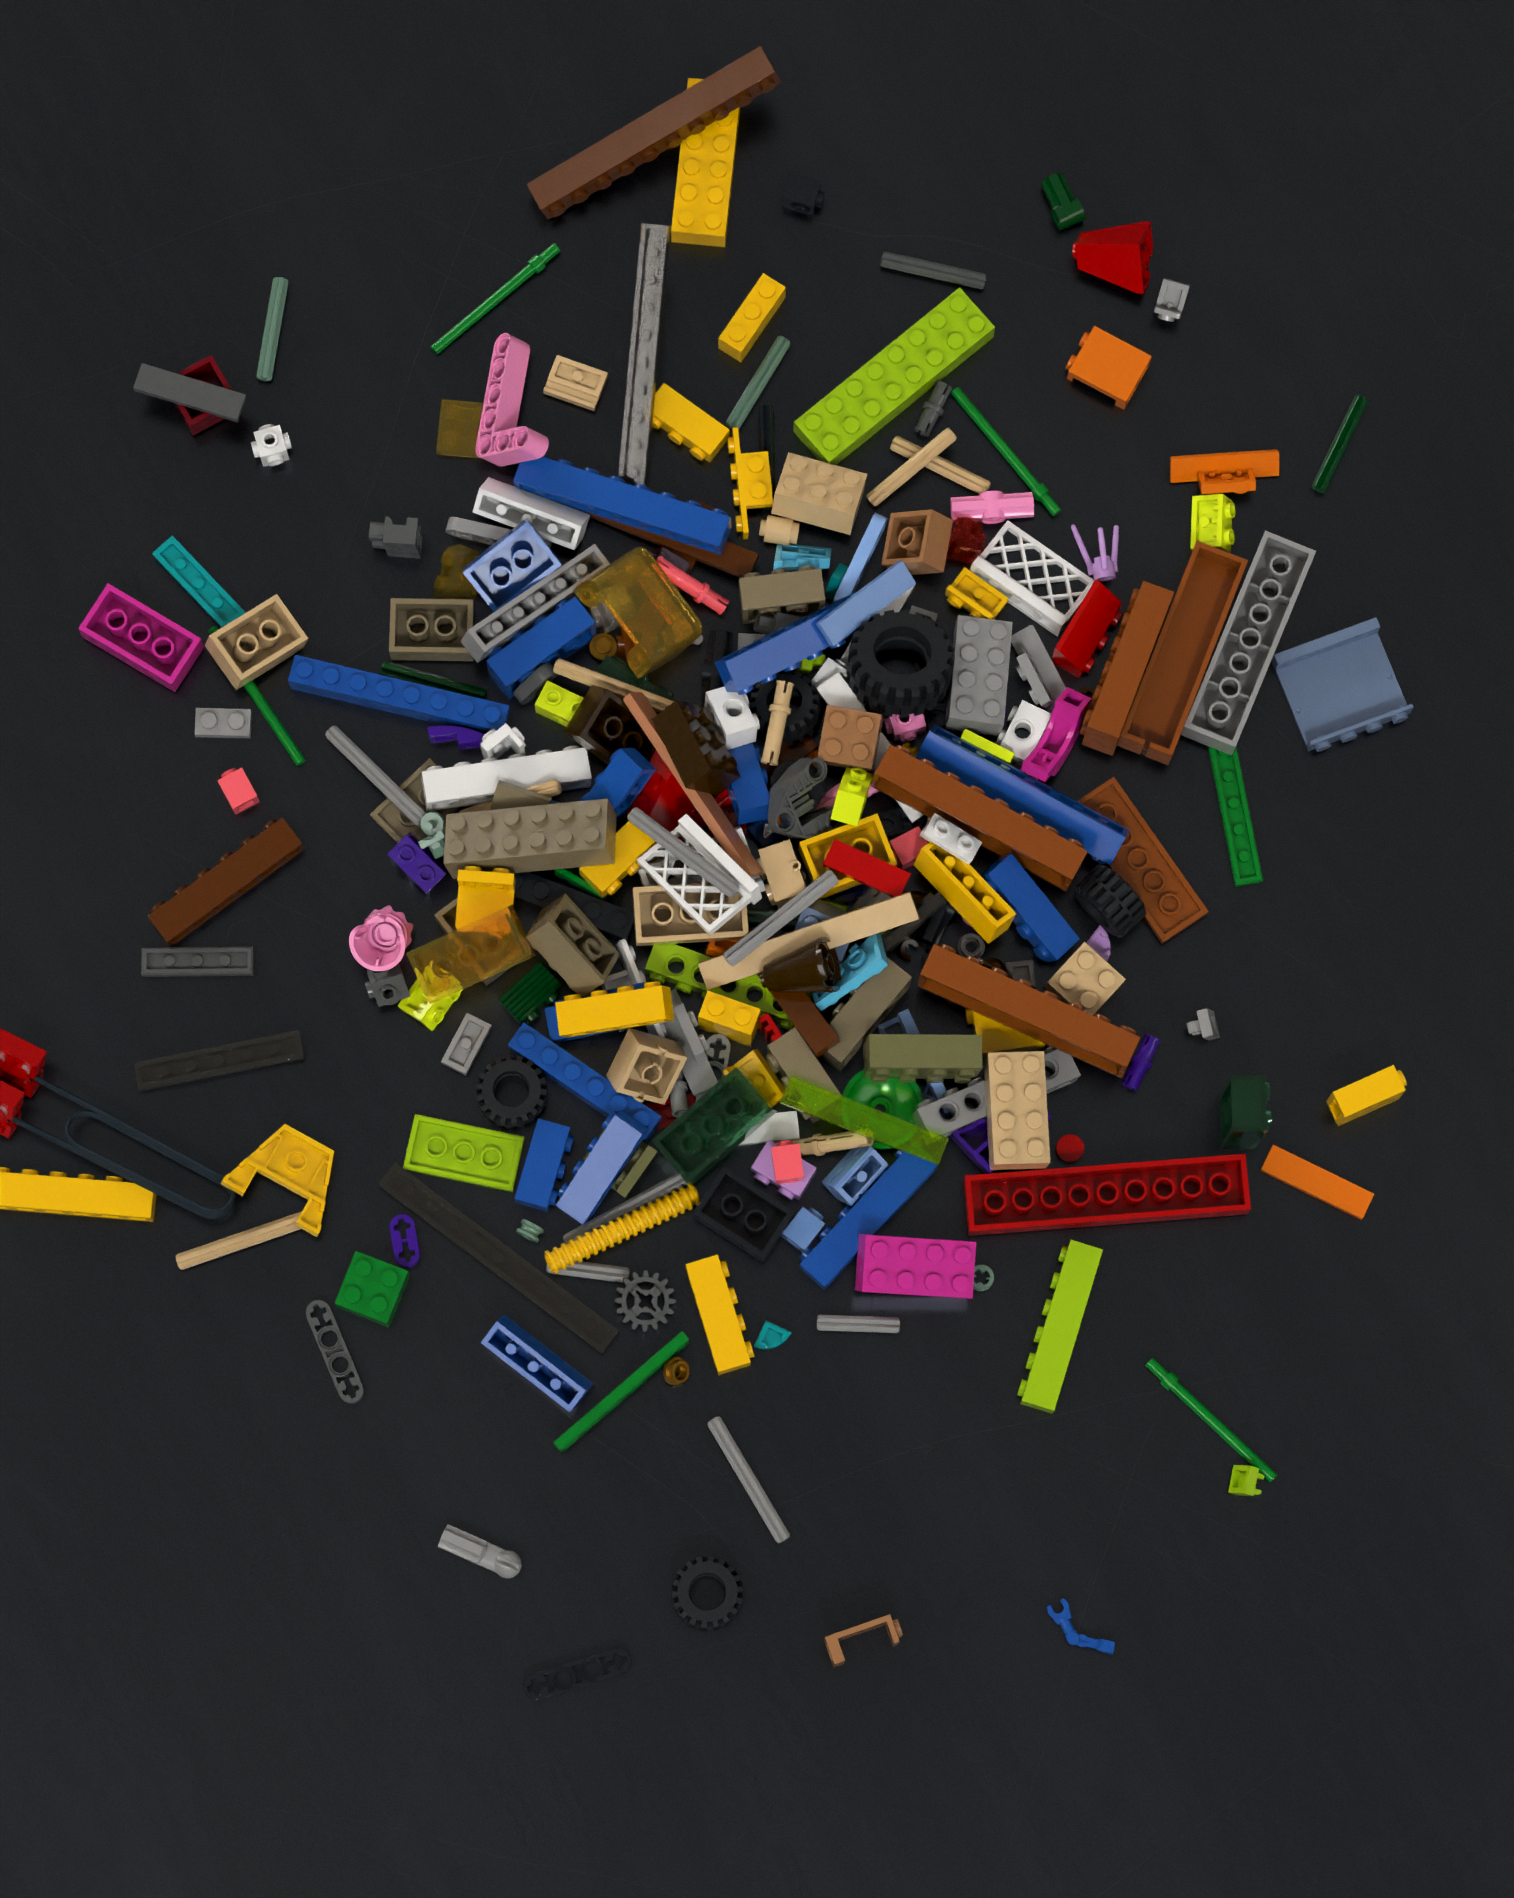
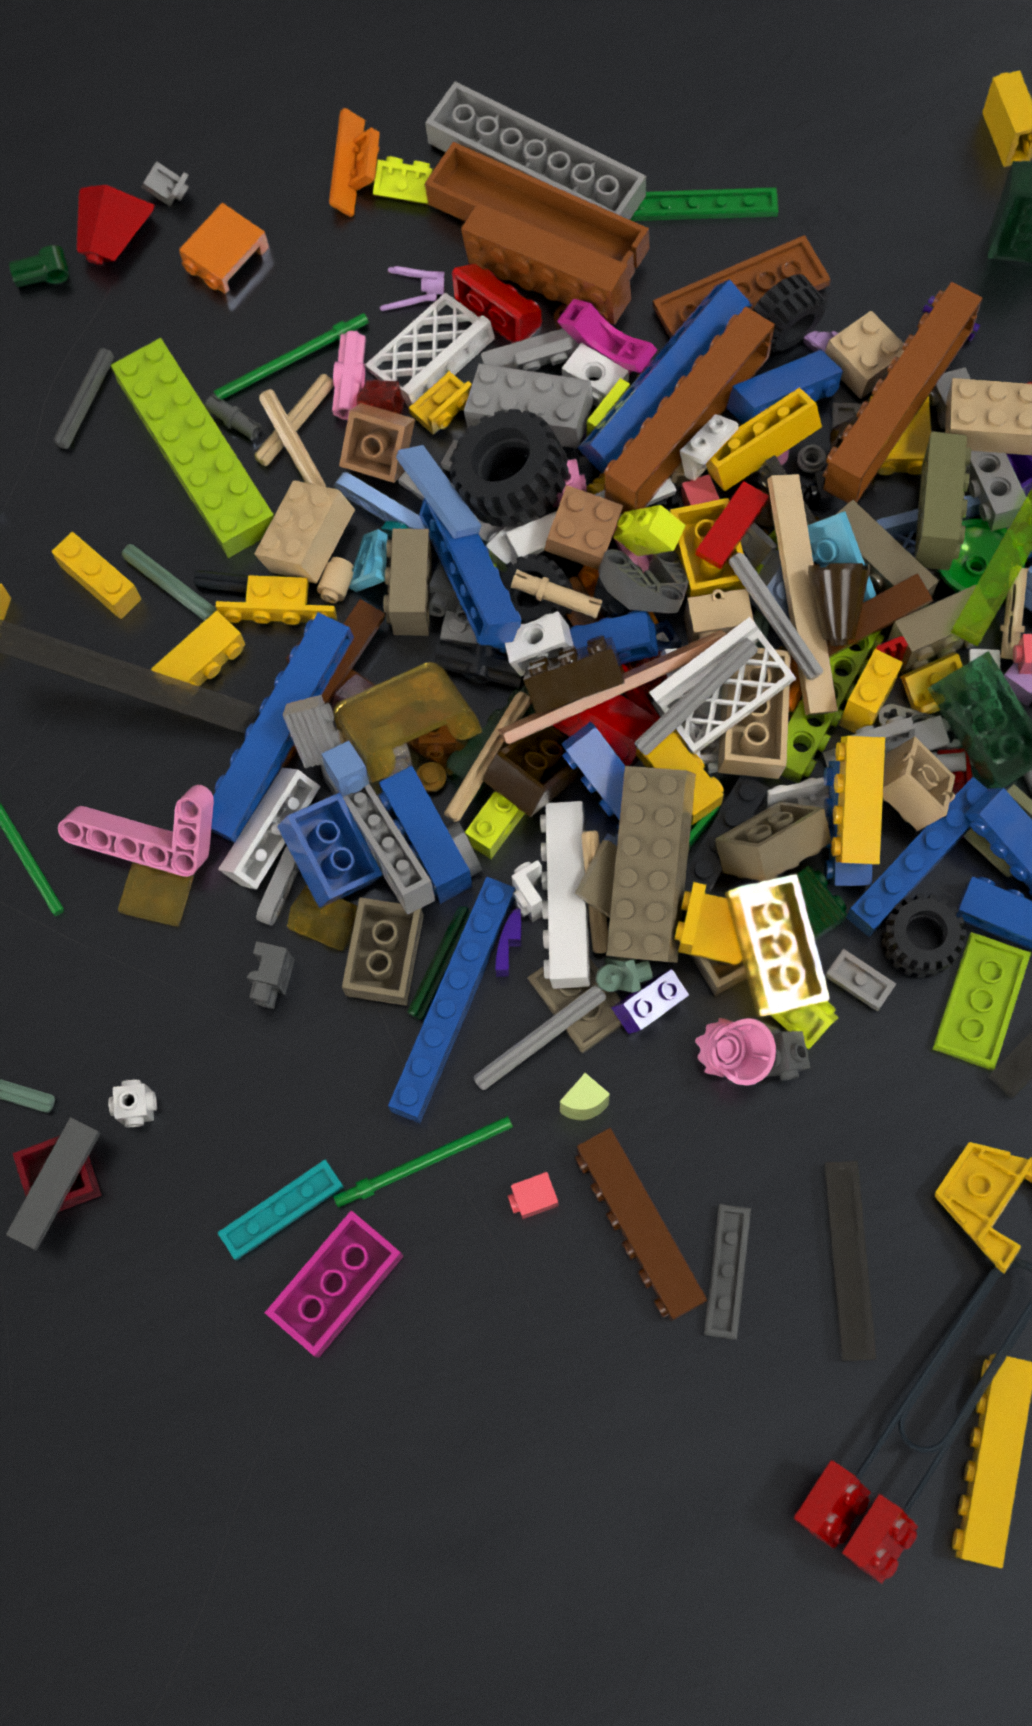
camera: 75 degrees left, 5 degrees down
(223, 723) = (449, 1204): light grey plate -> none
(256, 642) = (365, 1148): tan brick -> none
(324, 818) = (584, 1100): none -> yellowish green brick
(575, 383) = (129, 765): tan plate -> none
(582, 565) = (345, 768): none -> medium blue brick
(615, 532) = (312, 729): none -> light grey brick
(698, 590) = (389, 666): coral pin -> none
(1204, 1025) = (920, 254): light grey tile -> none
(1339, 444) = (344, 62): dark green axle -> none
(1340, 686) = (592, 92): sand blue panel -> none

